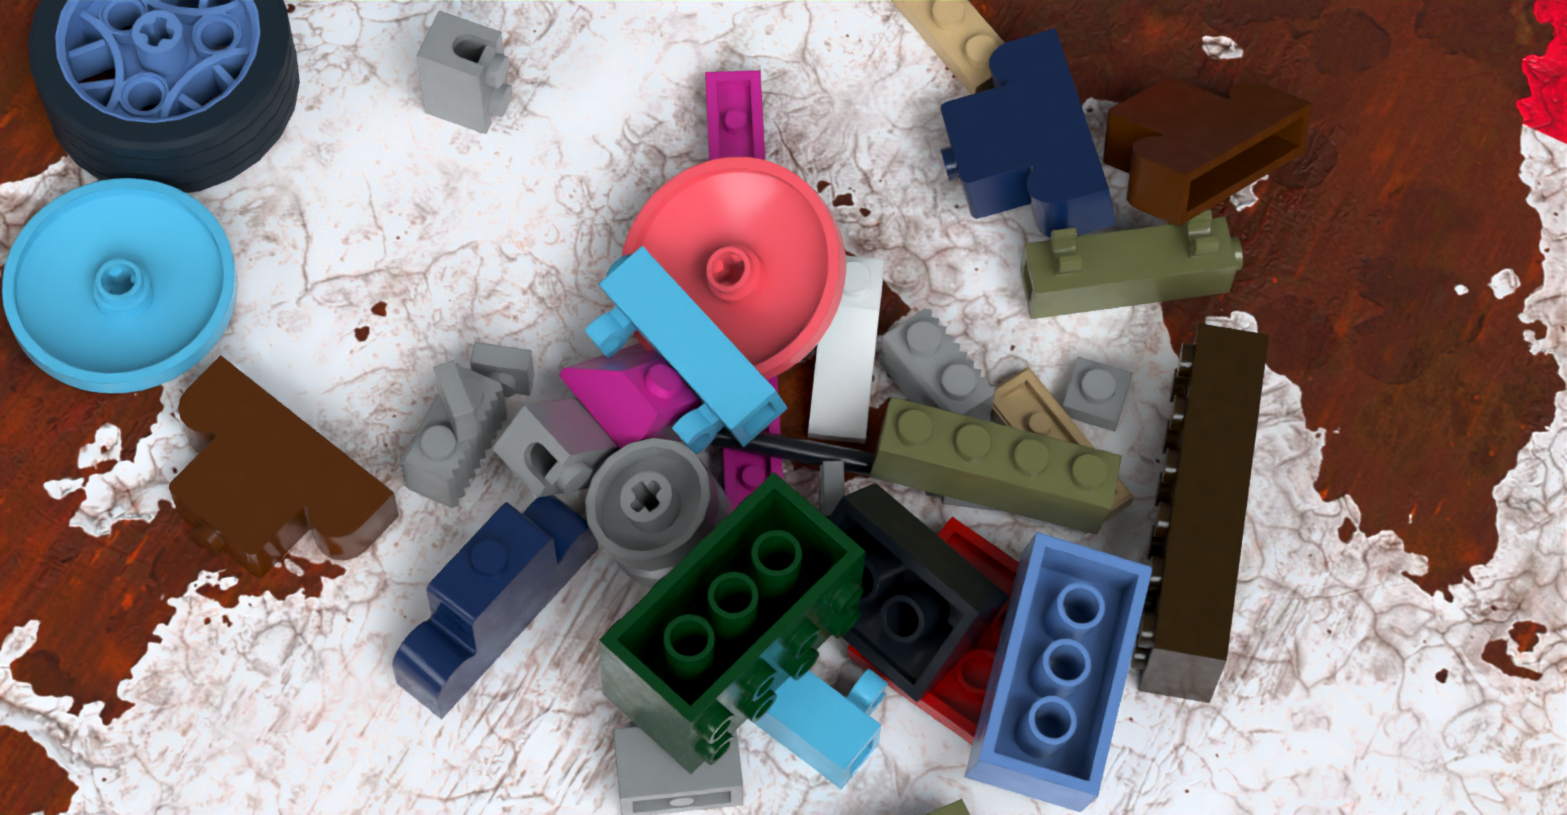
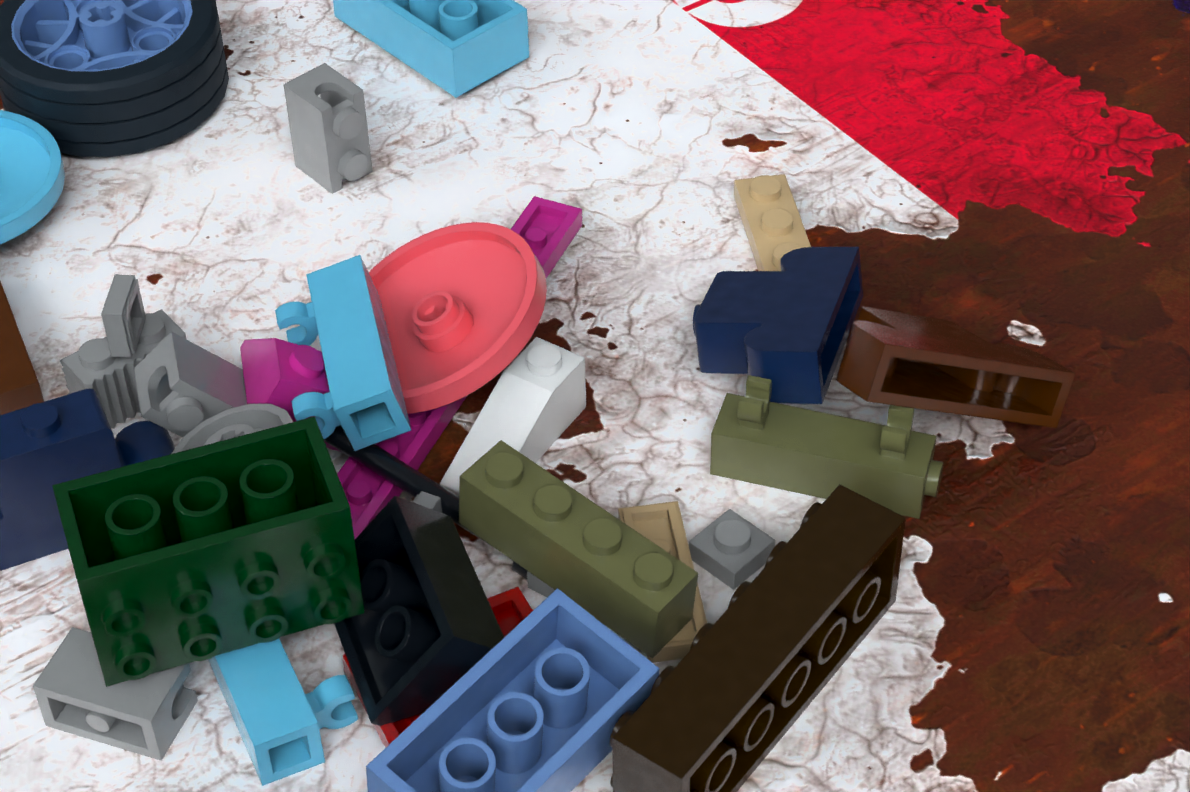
camera: 30 degrees right, 20 degrees down
(506, 365) = (209, 332): light grey plate -> none
(933, 369) = (581, 454): light grey brick -> none

